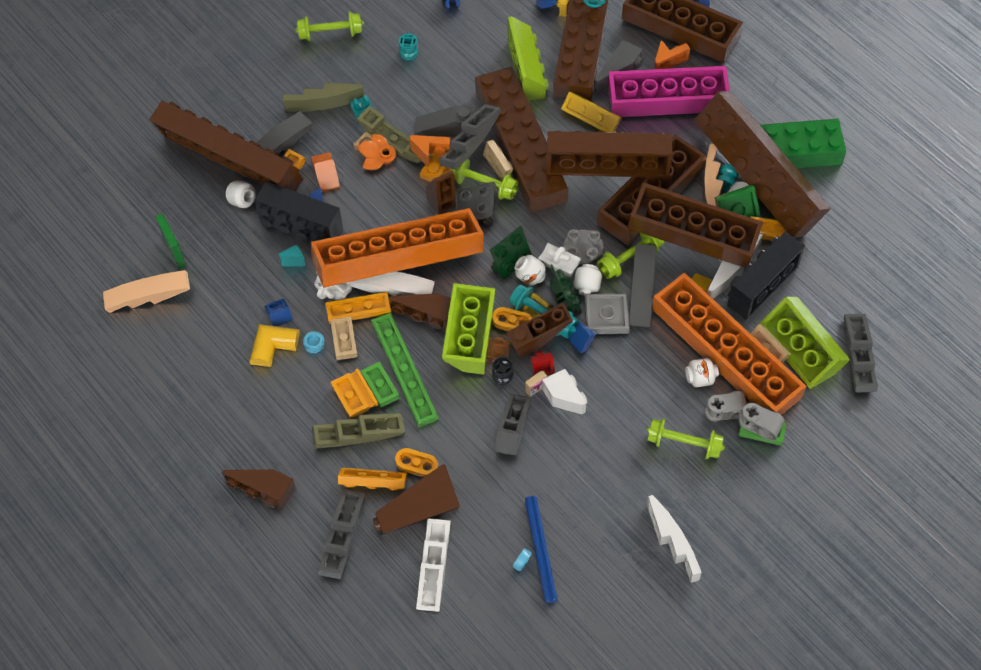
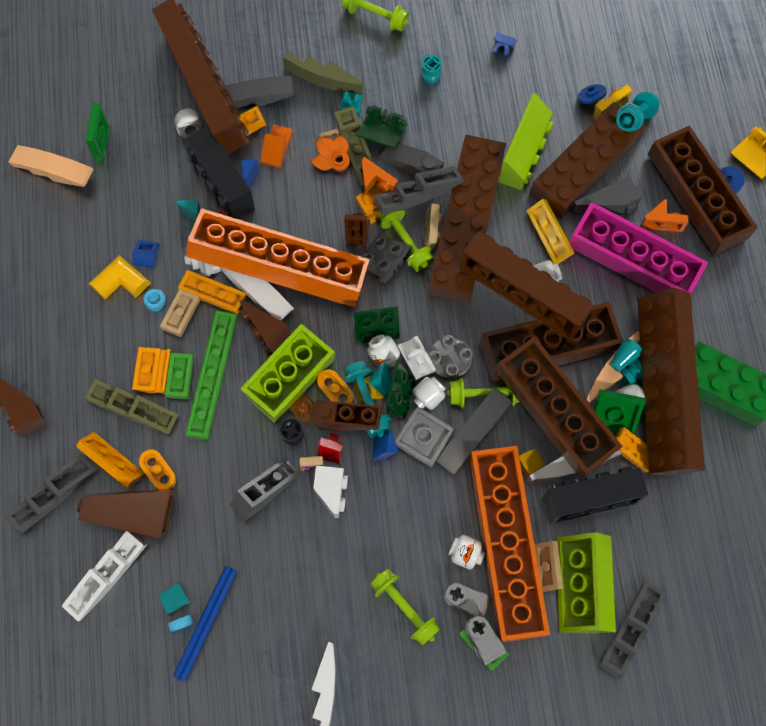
camera: 30 degrees right, 10 degrees up
(402, 111) = (382, 128): none -> dark green hinge
(503, 547) = (174, 599): none -> teal slope
(543, 291) = (381, 379): none -> teal slope
(715, 163) = (625, 355): none -> teal cone

